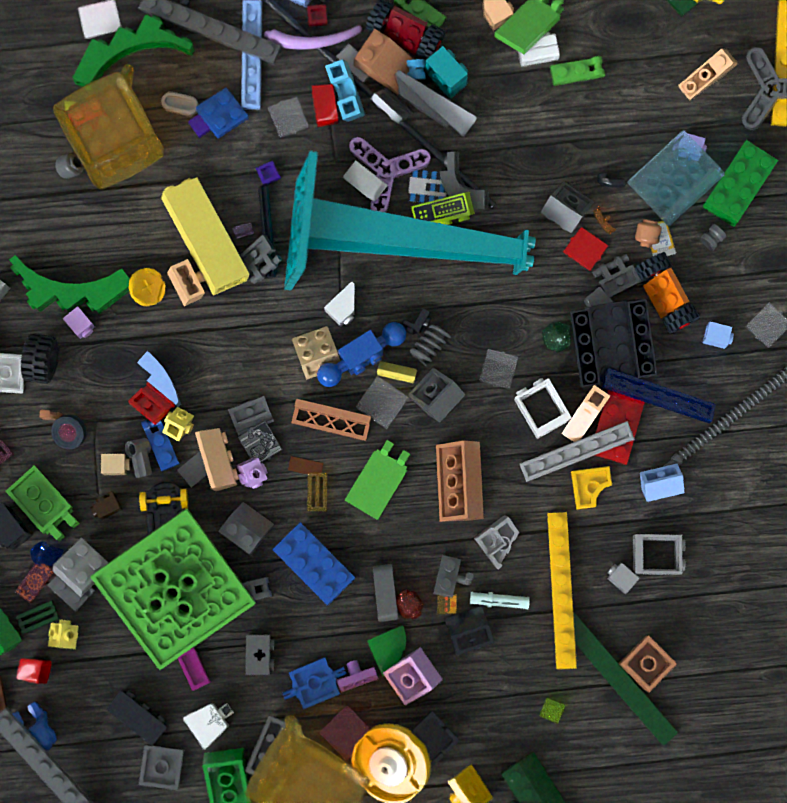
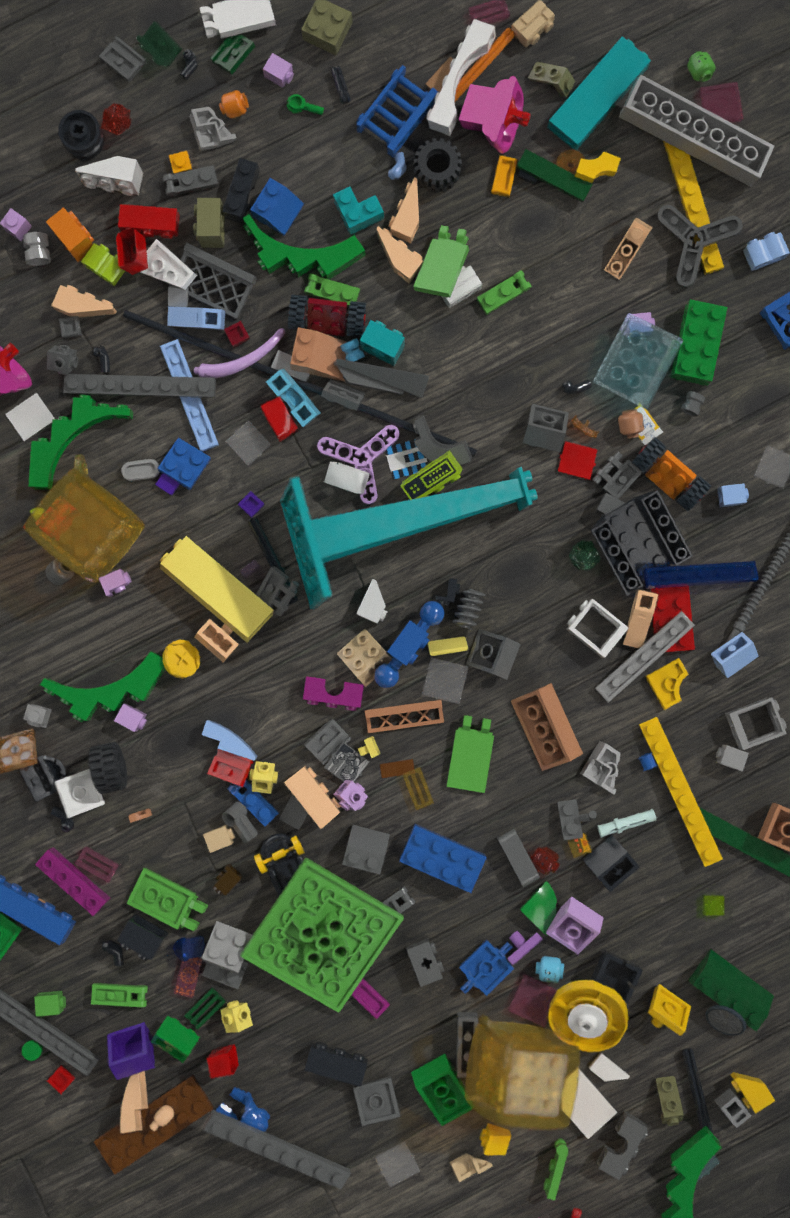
camera: 25 degrees left, 5 degrees up
(69, 431) = (163, 824): black wheel -> none
(115, 194) = (115, 582): none -> lavender brick
(208, 723) = (403, 1043): white torso -> none
(287, 382) = (316, 692): none -> magenta arch
(287, 436) = (370, 747): none -> light yellow tile
(372, 708) = (550, 969): none -> medium azure head
(498, 369) = (541, 606): clear piece -> none
(541, 551) = (647, 761): none -> blue axle

